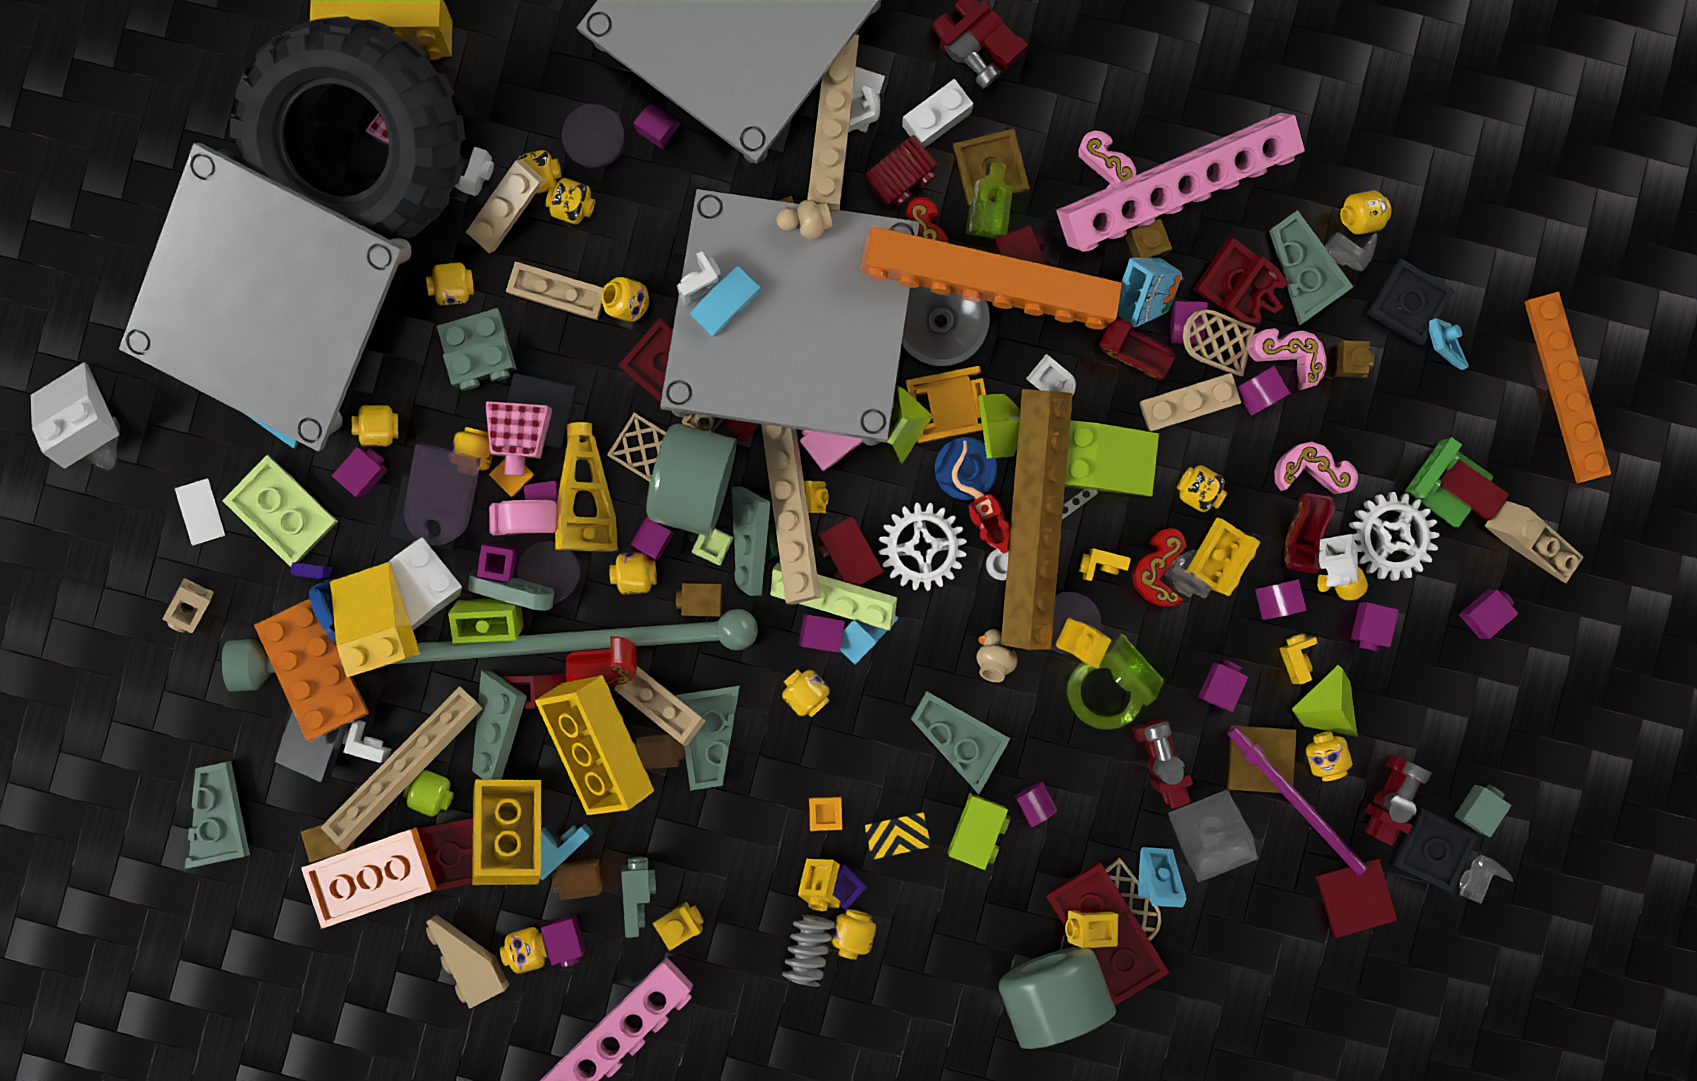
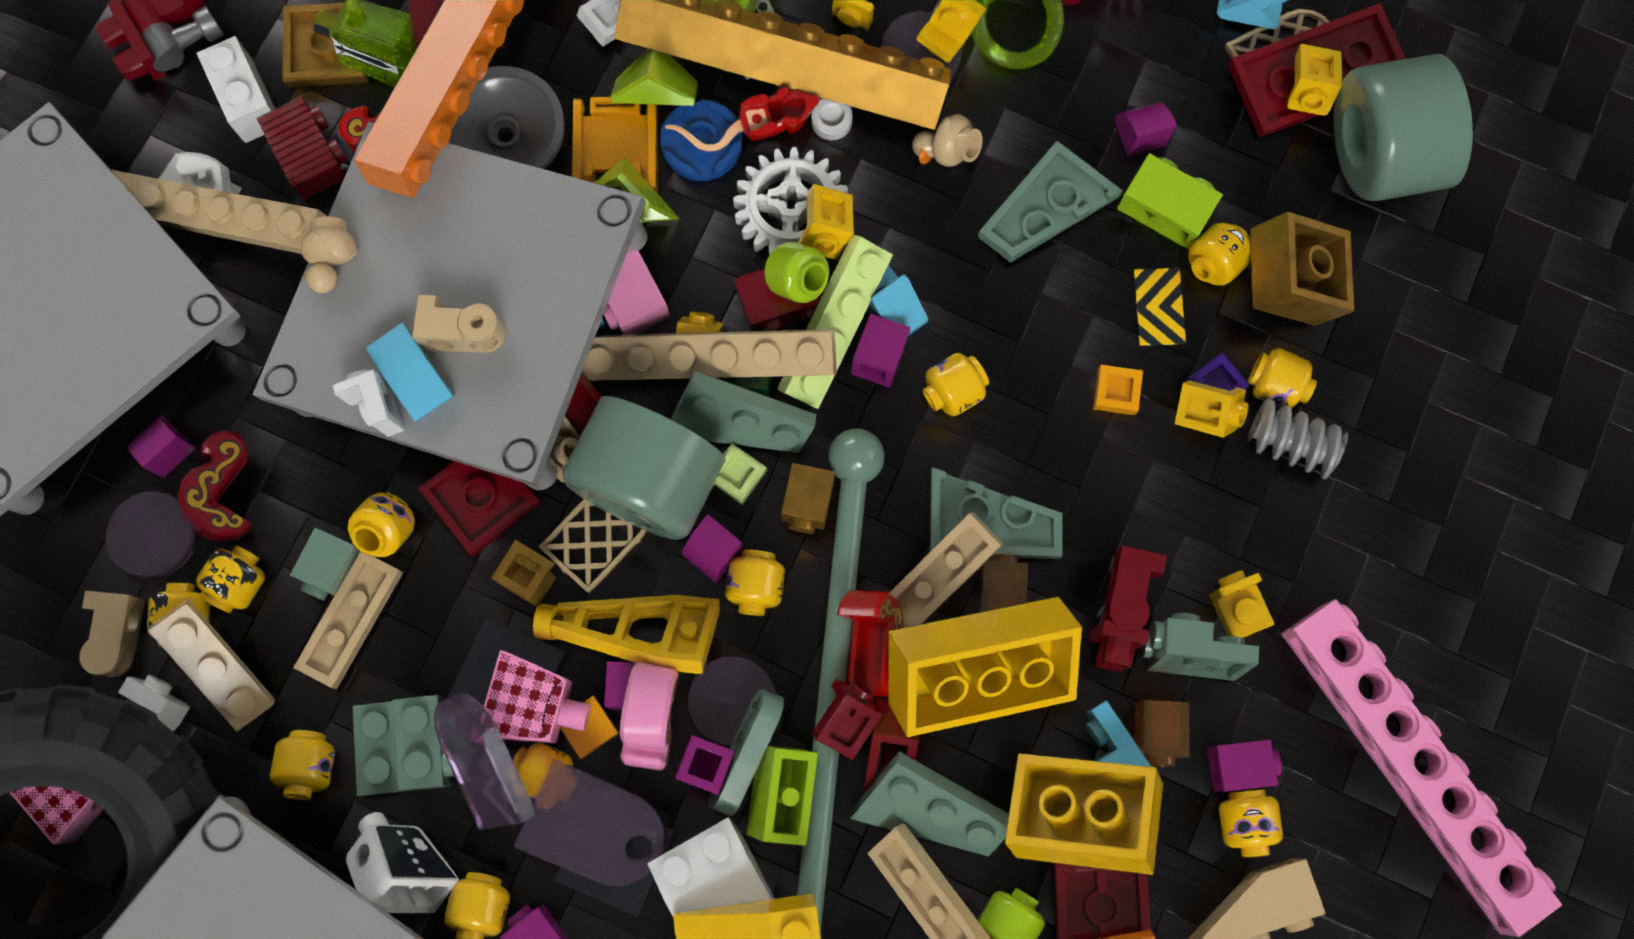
camera: 80 degrees left, 10 degrees down
(391, 367) = (398, 867): none -> white torso
(466, 410) = (481, 763): none -> clear purple tile
(518, 129) = (112, 633): none -> tan leg
(542, 657) = (848, 718): none -> dark red bracket
(591, 266) = (324, 564): none -> sand green brick
(606, 409) = (525, 573): none -> pearl gold brick
(631, 168) = (207, 483): none -> dark red animal
(656, 839) = (1125, 608): none -> dark red hips
(763, 340) = (456, 329): none -> tan leg
(857, 562) = (796, 272): none -> lime head
(906, 577) = (828, 220): none -> yellow bracket
(935, 936) = (1301, 269): none -> pearl gold brick
(942, 875) = (1220, 253): none -> yellow head

